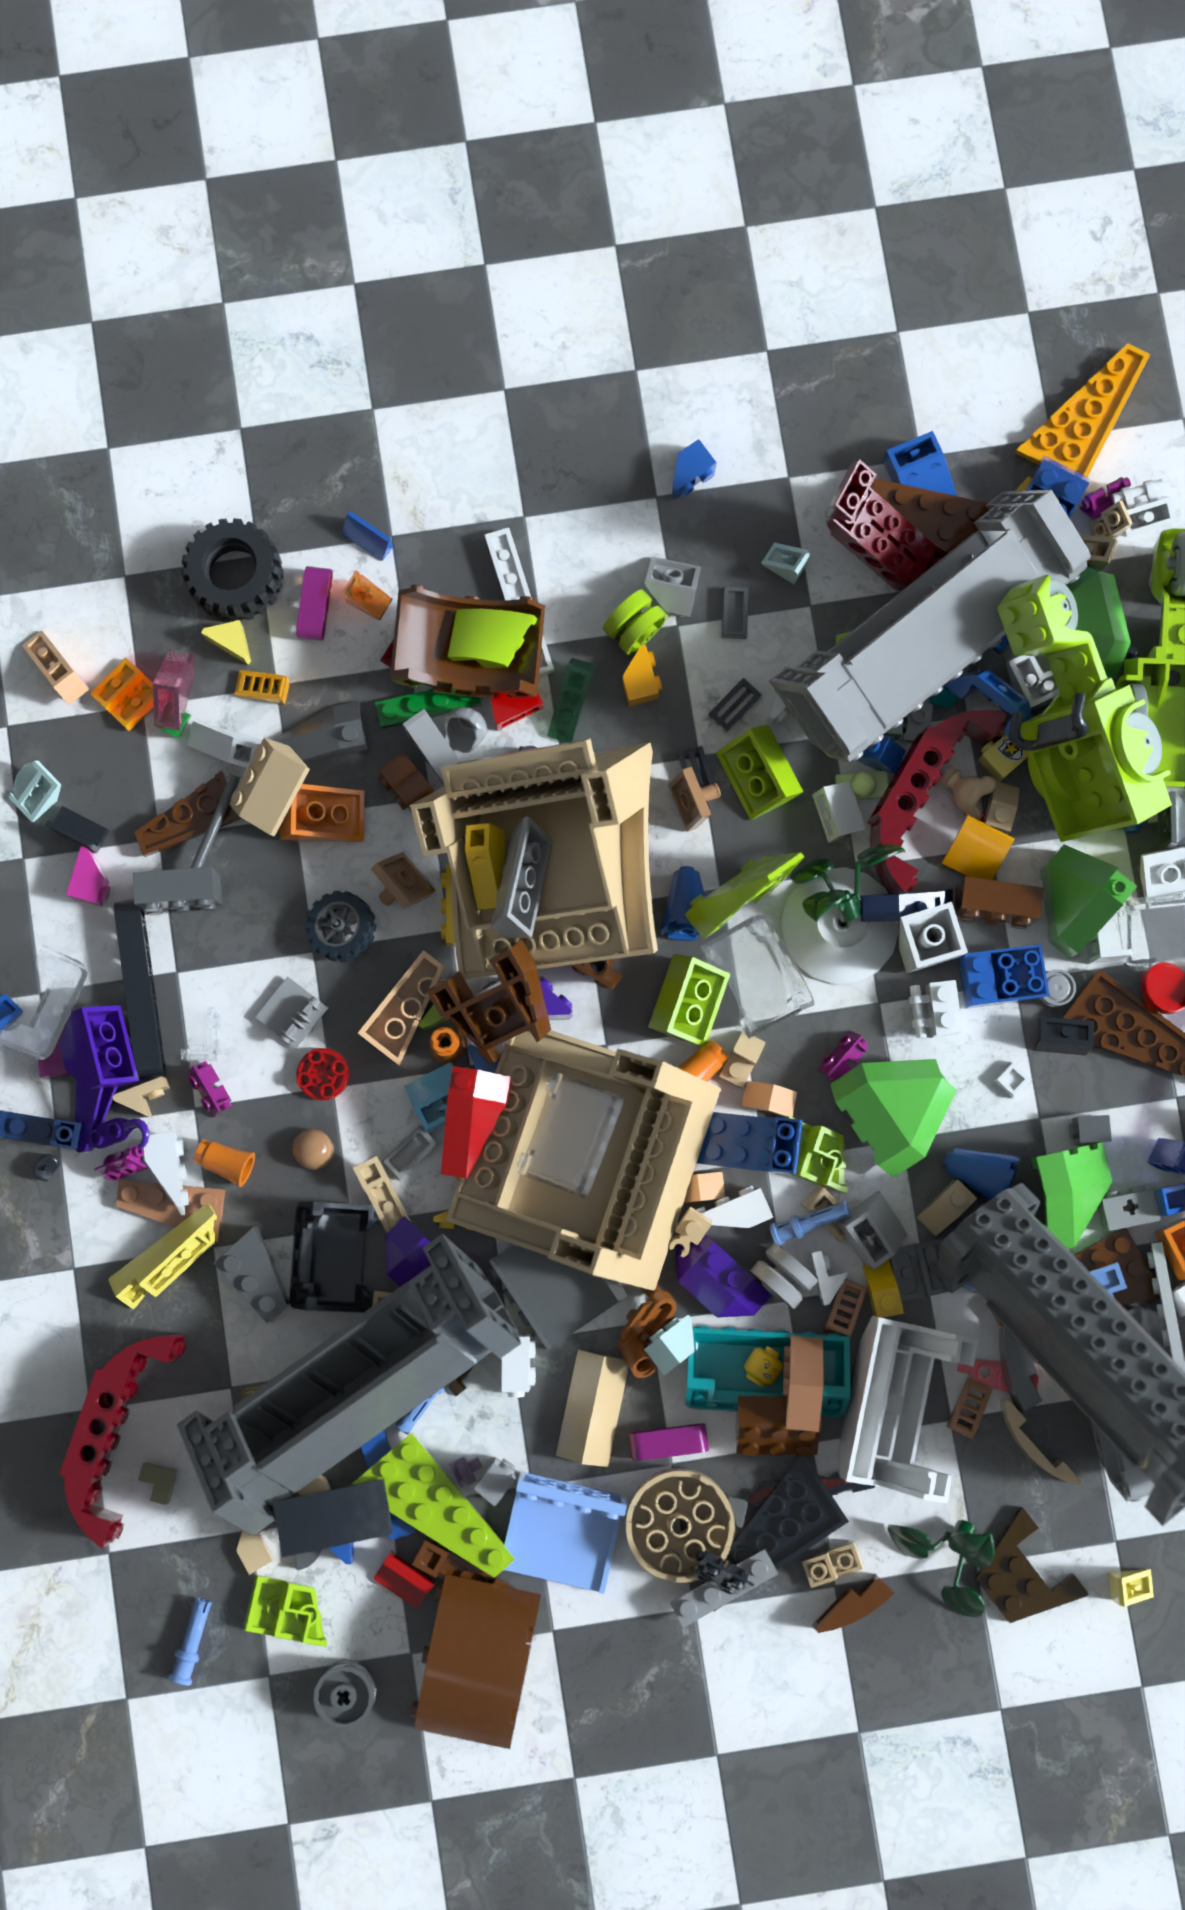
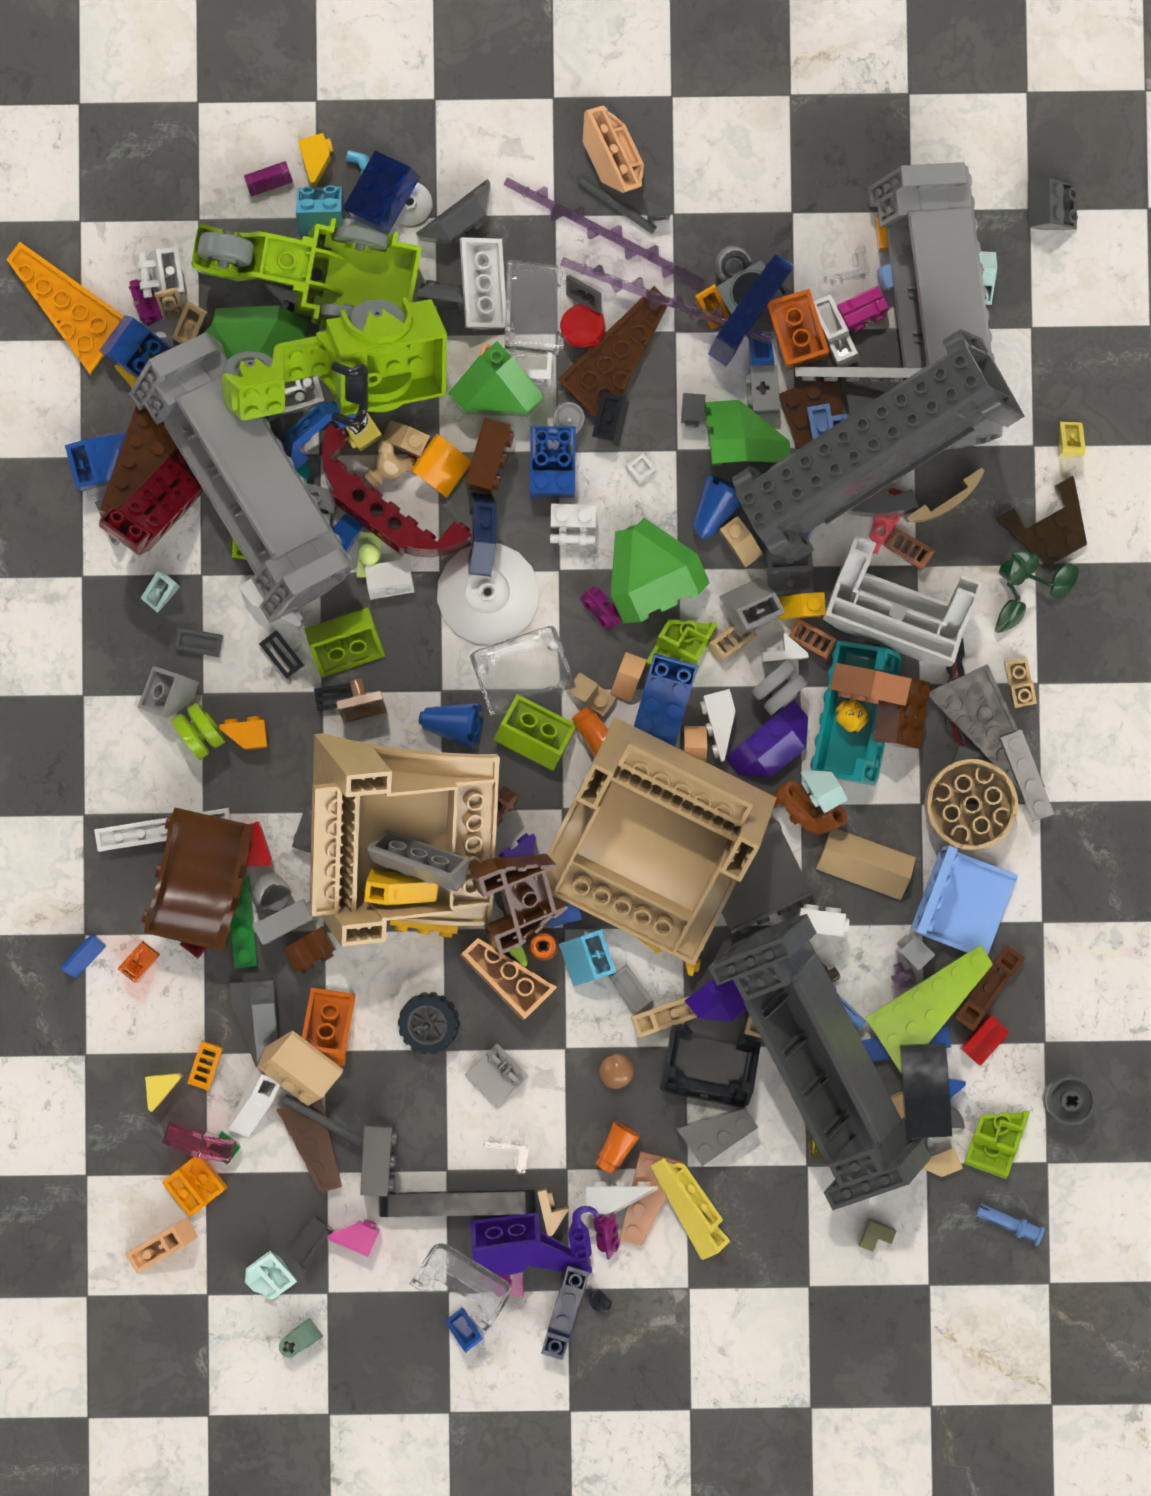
camera: 85 degrees left, 5 degrees up
(83, 1470) = (858, 1296): dark red slope -> none
(212, 1098) = (544, 1158): magenta hinge -> none
(218, 541) = (67, 1077): black tyre -> none
(314, 603) = (137, 1009): magenta beam -> none
(322, 1074) = (553, 1055): red tile -> none
(402, 881) = (397, 964): medium nougat tile -> none
(471, 1113) = (607, 930): red wedge -> none
(476, 1661) = (1058, 987): reddish brown panel -> none
(488, 636) = (194, 860): lime slope -> none
(571, 700) = (257, 796): clear green slope -> none
(571, 1135) = (639, 848): clear windscreen -> none
(668, 1442) = (902, 803): magenta beam -> none
(691, 1228) = (729, 759): tan plate -> none
(692, 467) = (62, 660): blue slope -> none
(730, 1578) = (1021, 770): black hinge -> none
(753, 883) = (451, 676): lime wedge -> none
(798, 1226) = (739, 667): medium blue pin -> none
(844, 901) = (472, 588): dark green plant -> none
(853, 1606) = (1056, 670): reddish brown slope -> none
(930, 938) = (513, 519): white slope -> none

